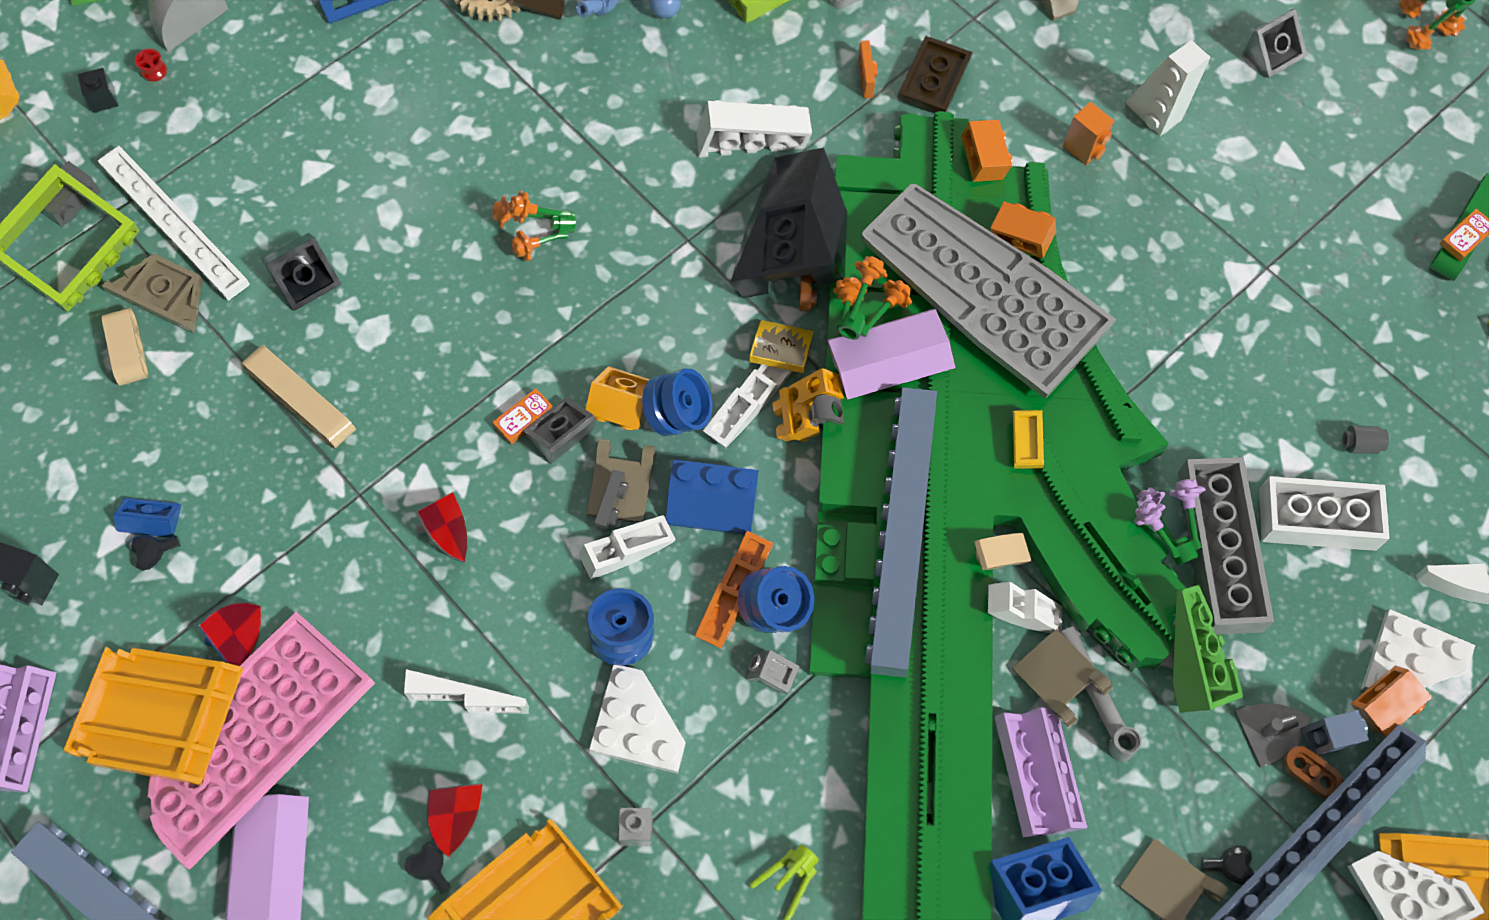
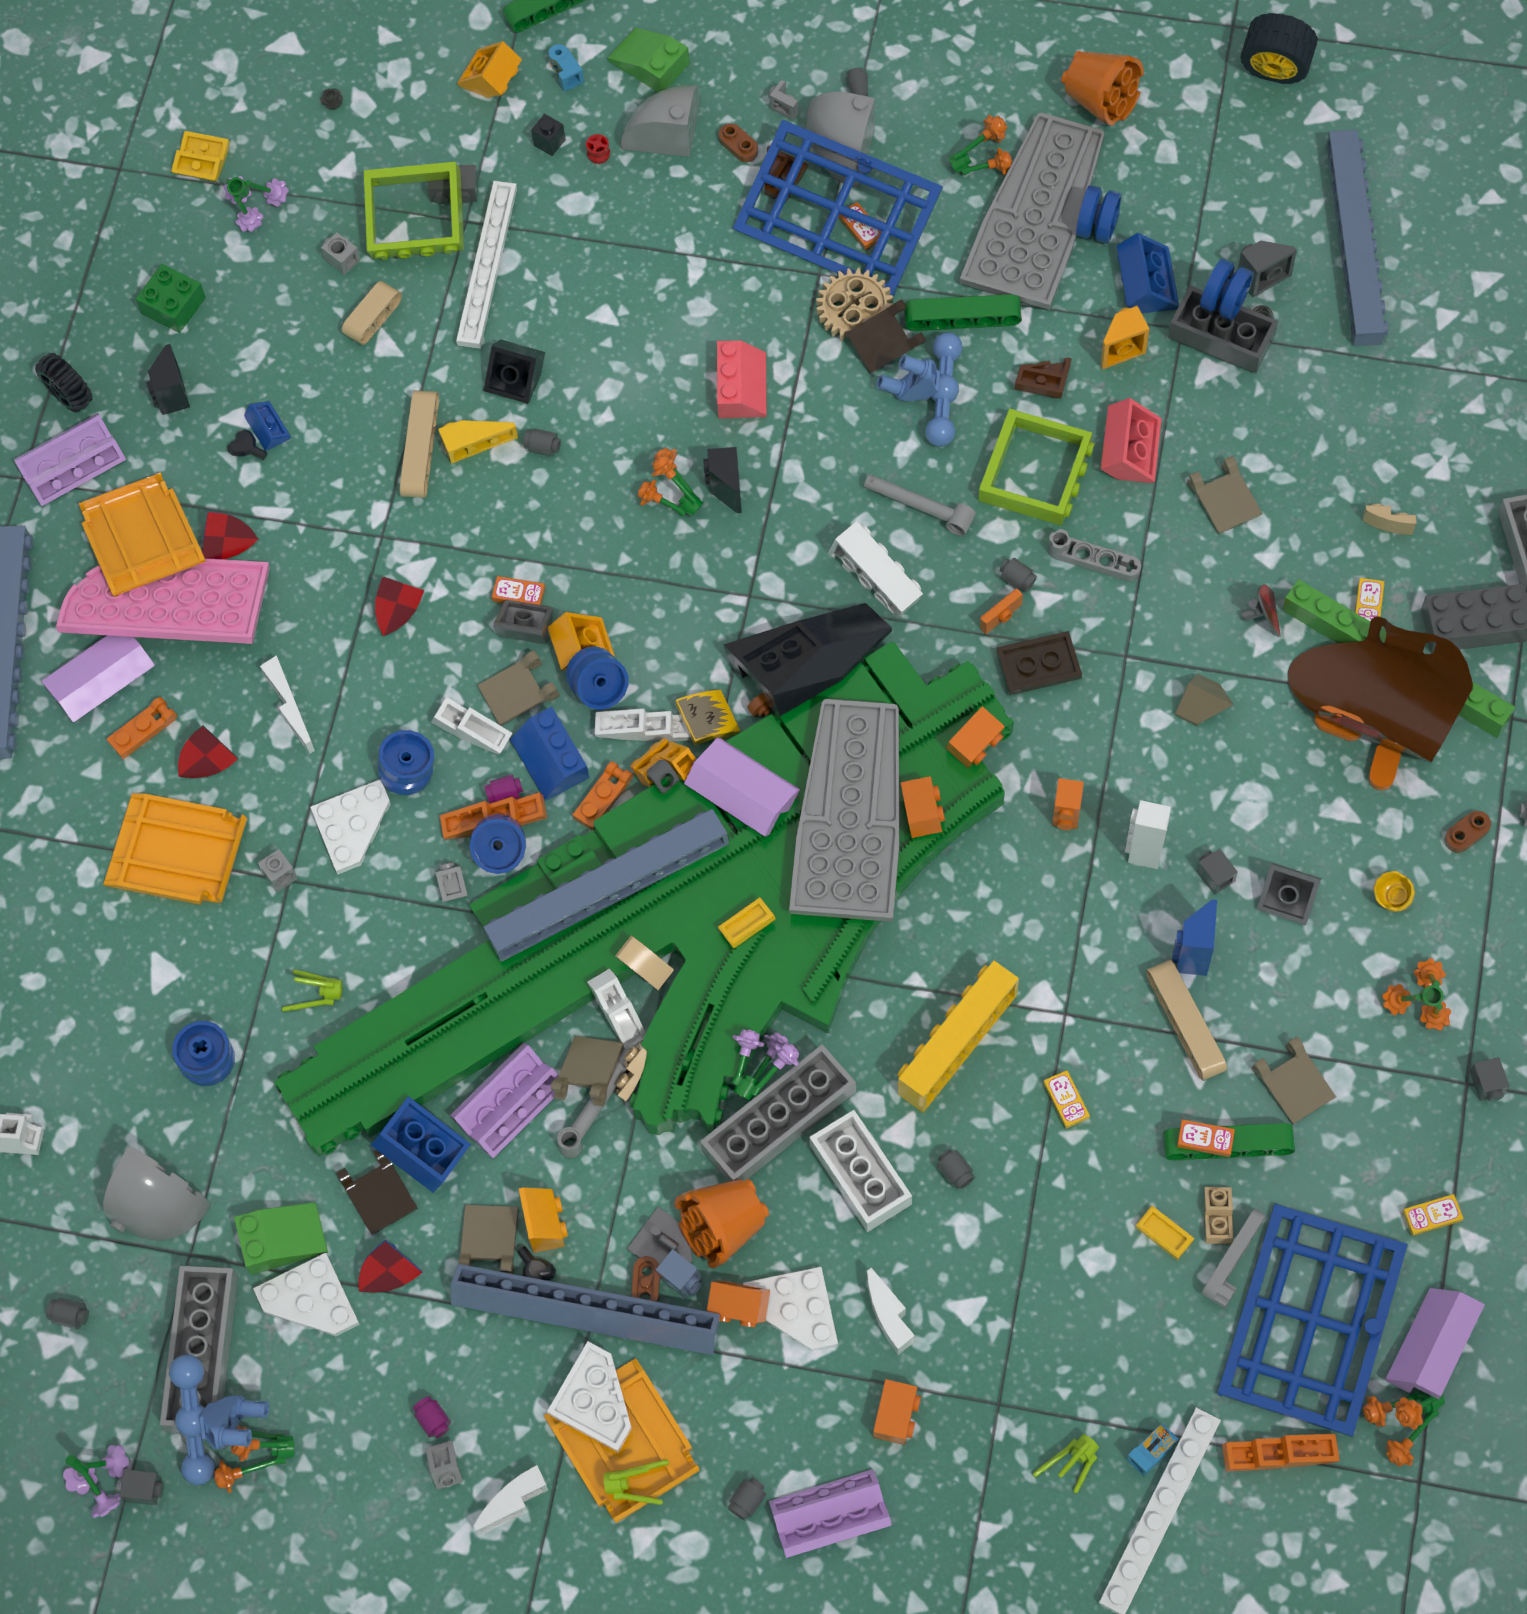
camera: 60 degrees right, 0 degrees up
(45, 338) = (341, 261): none -> light grey brick
(46, 34) = (568, 69): none -> dark azure leg
(161, 290) = (431, 300): dark tan wing -> none
(333, 349) = (473, 437): none -> yellow slope
(364, 859) = (141, 728): none -> orange plate
(393, 296) = (542, 442): none -> dark grey brick
(428, 866) = (163, 768): black rock -> none
(478, 110) = (740, 380): none -> coral slope
(568, 175) = (723, 476): none -> black slope
(616, 490) = (498, 689): dark grey plate -> none
(715, 560) = (503, 788): none -> magenta brick
(753, 42) = (957, 519): none -> light grey piece
(788, 483) = (602, 795): none -> orange plate
(842, 37) = (1017, 574): none -> dark grey brick
(853, 291) = (773, 724): plant -> none
(1098, 638) = (635, 1064): none -> tan slope
(1192, 823) = (542, 1218): none -> light orange slope
(1200, 670) = (667, 1150): bright green wedge -> none
(1221, 78) = (1216, 870): none -> dark grey brick
(1248, 353) = (957, 1036): none -> yellow brick
(1289, 120) = (1196, 941): none -> blue slope
(1304, 661) = (720, 1219): none -> orange cone
(1339, 184) = (1186, 1020): none -> tan beam
(1350, 316) = (1066, 1099): none -> tile
(1442, 150) = (1296, 1083): none -> dark tan flag

